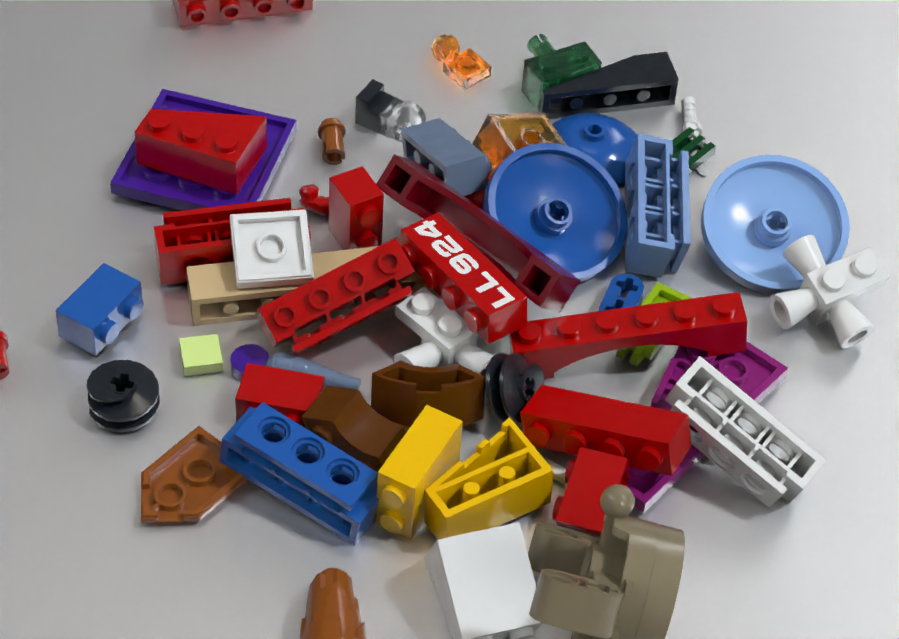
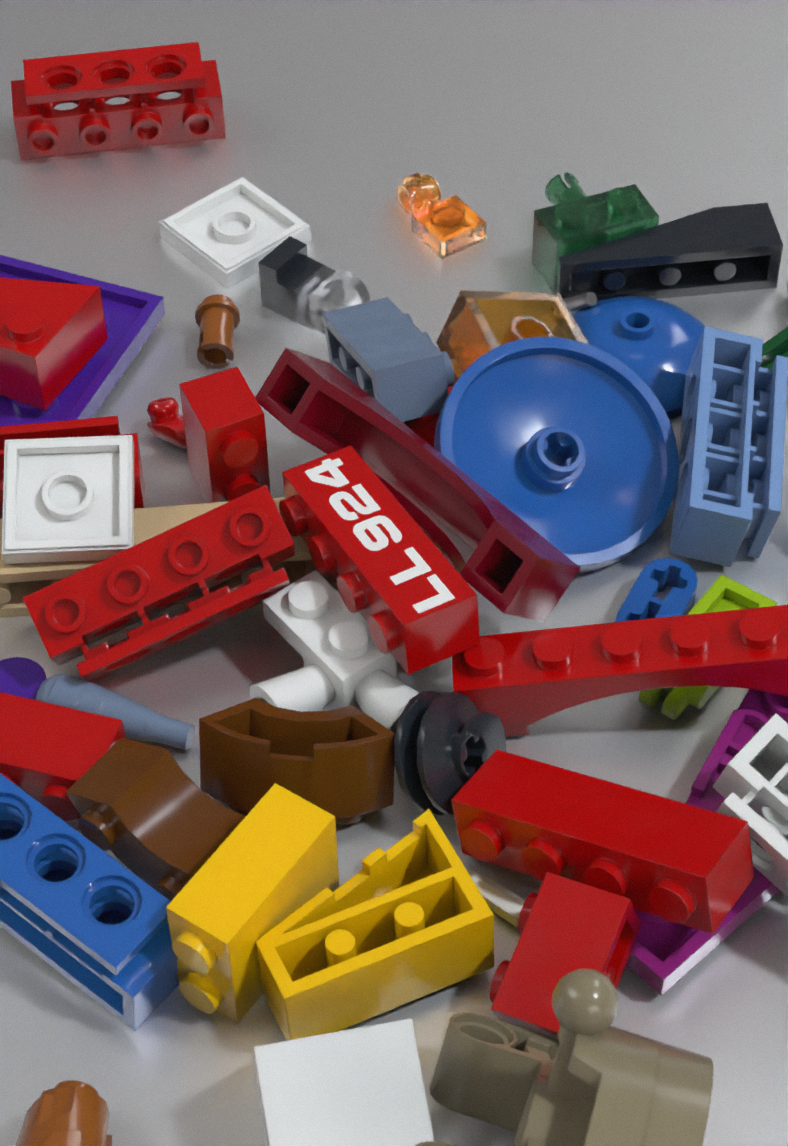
camera: 10 degrees right, 0 degrees up
(330, 74) = (232, 231): none -> white tile
(560, 116) = (581, 301): none -> flat silver piece

